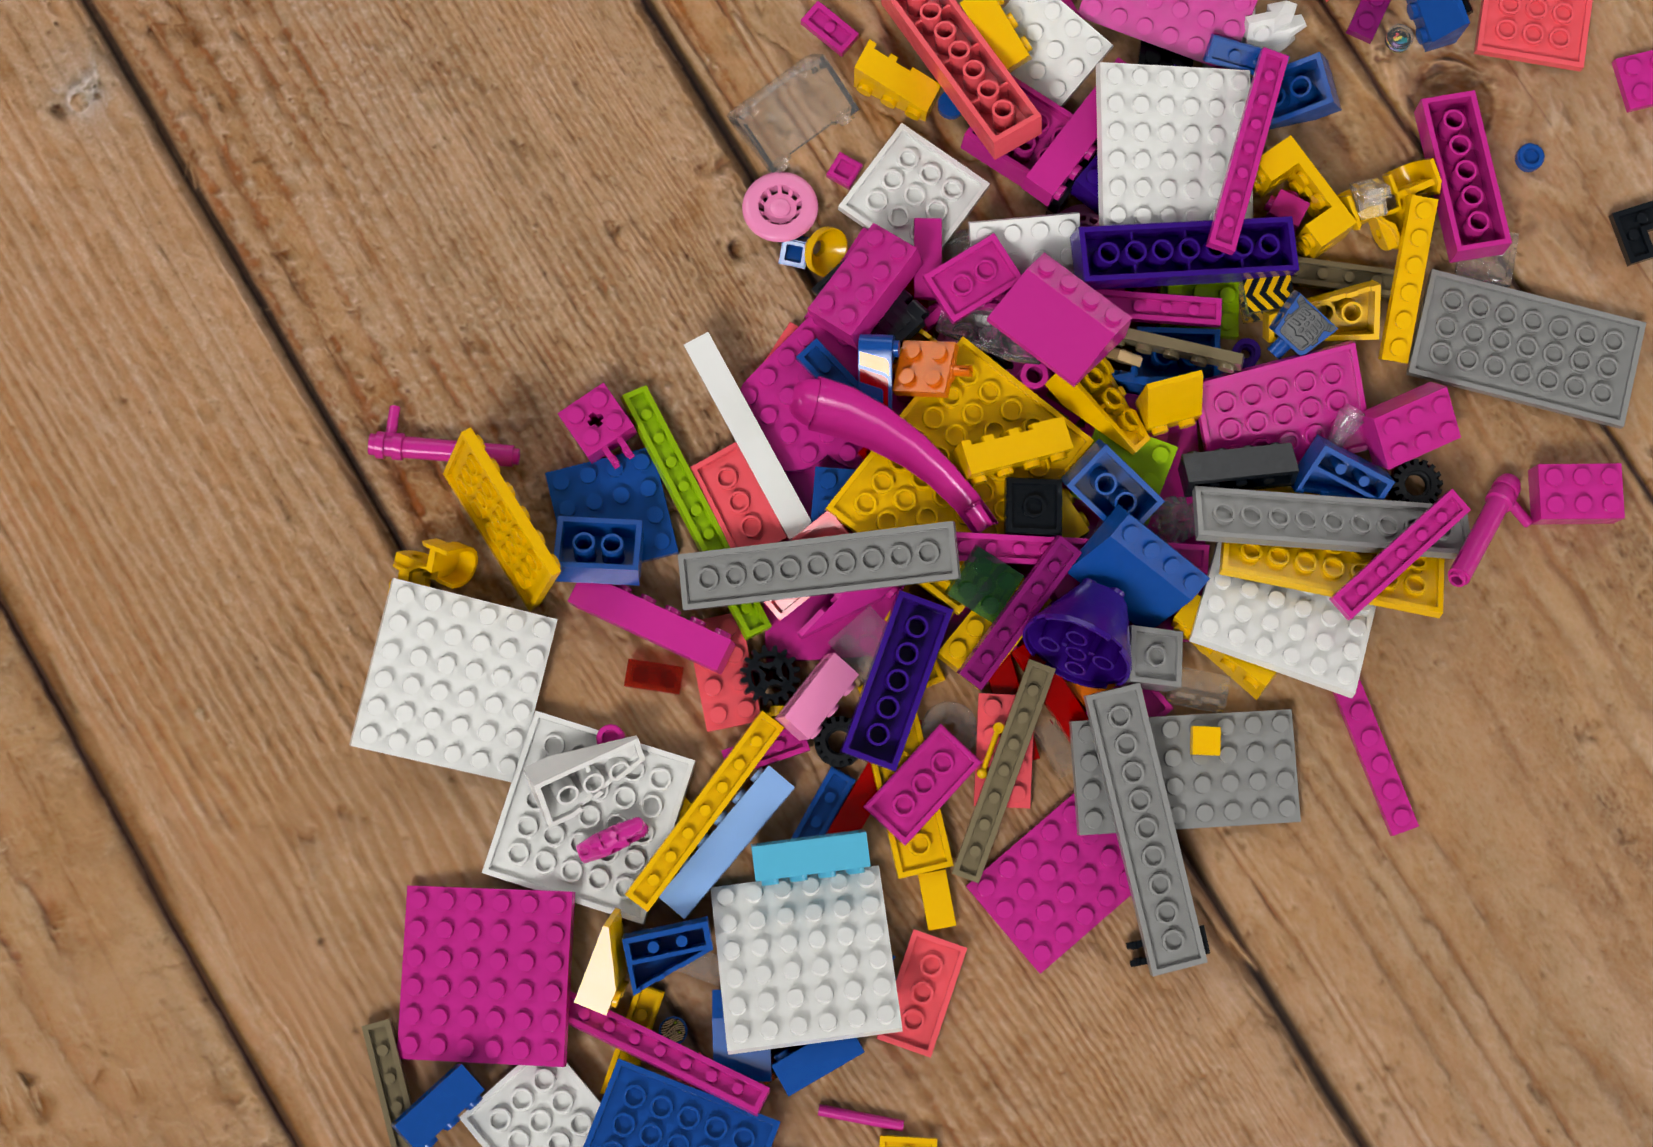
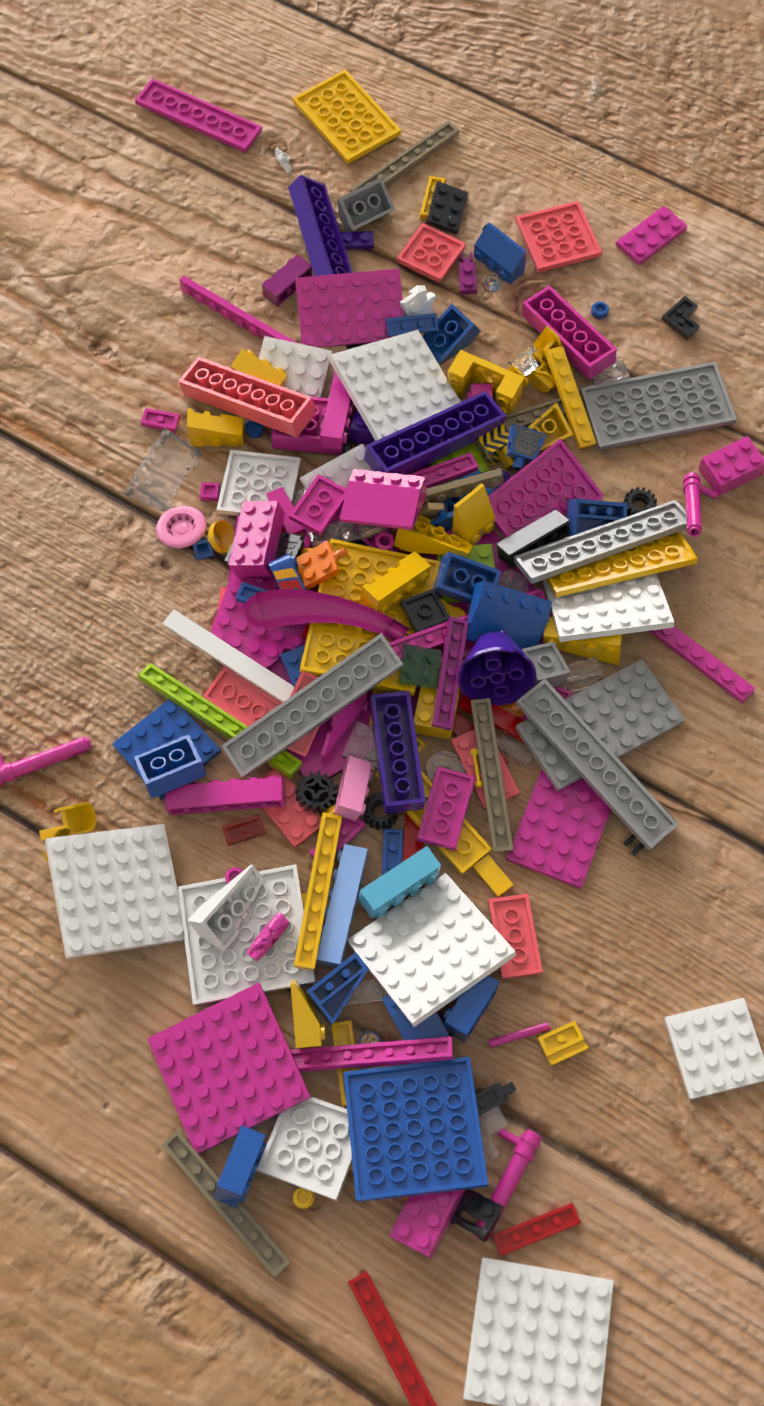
camera: 25 degrees left, 15 degrees down
(501, 519) = (98, 776): yellow plate -> none
(599, 441) = (132, 698): dark pink hinge -> none
(1205, 740) = (602, 697): yellow tile -> none
(1247, 151) = (441, 367): dark pink plate -> none
(1346, 424) = (581, 486): clear cone -> none
(1399, 554) = (653, 536): dark pink plate -> none
(1410, 425) = (617, 471): dark pink brick -> none

